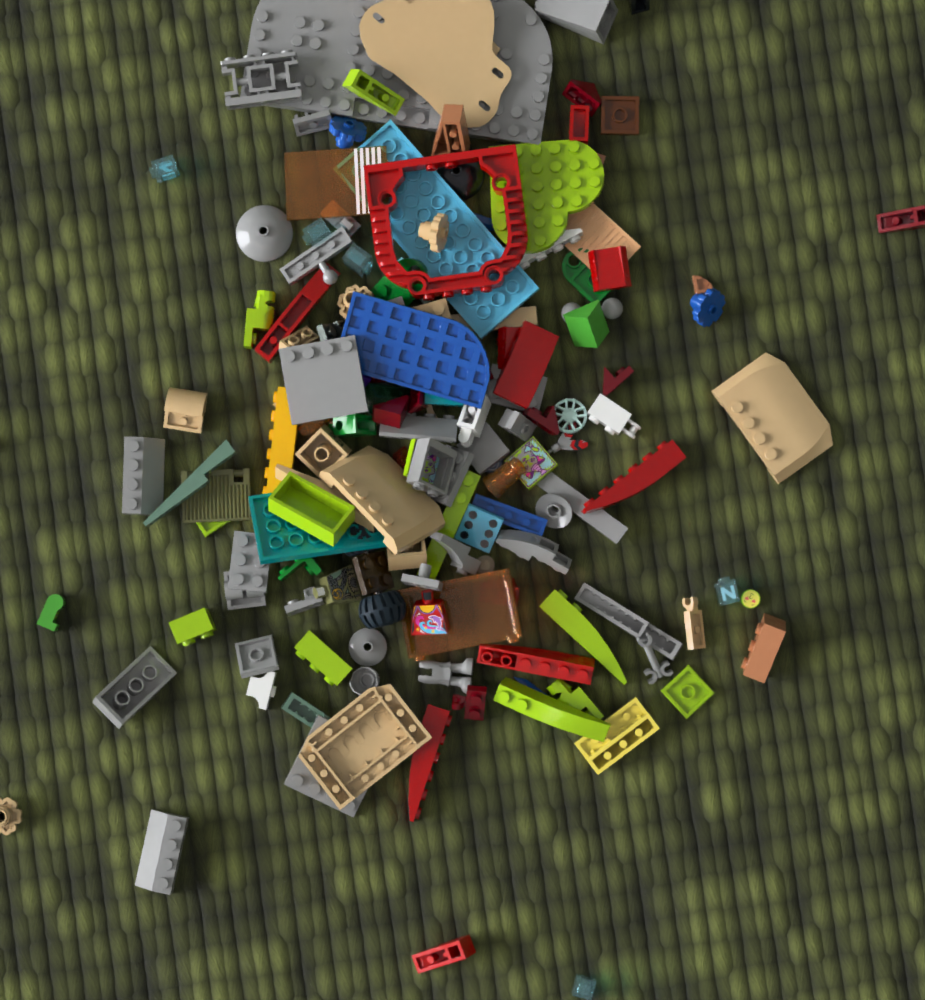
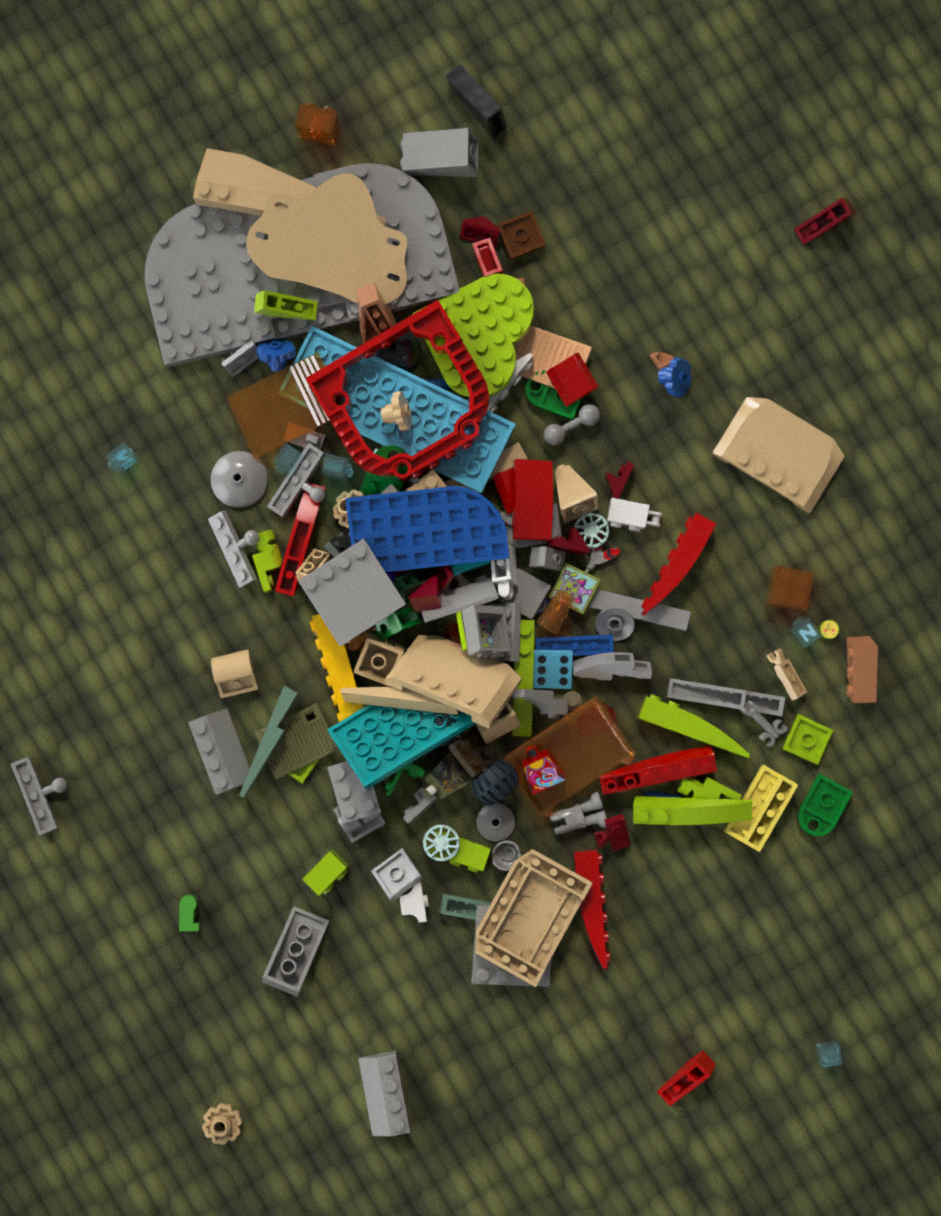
camera: 20 degrees left, 0 degrees up
(232, 293) = (233, 547): none -> light grey plate
(264, 96) = (183, 353): light grey fence -> none
(309, 643) = (441, 842): none -> light aqua wheel
(311, 508) = (391, 717): lime piece -> none
(422, 579) = (521, 738): light grey tile -> none
(566, 375) = (574, 494): none -> tan slope
(587, 325) = (573, 440): bright green slope -> none
(676, 757) = (824, 804): none -> green plate
(729, 545) = (789, 588): none -> clear orange brick

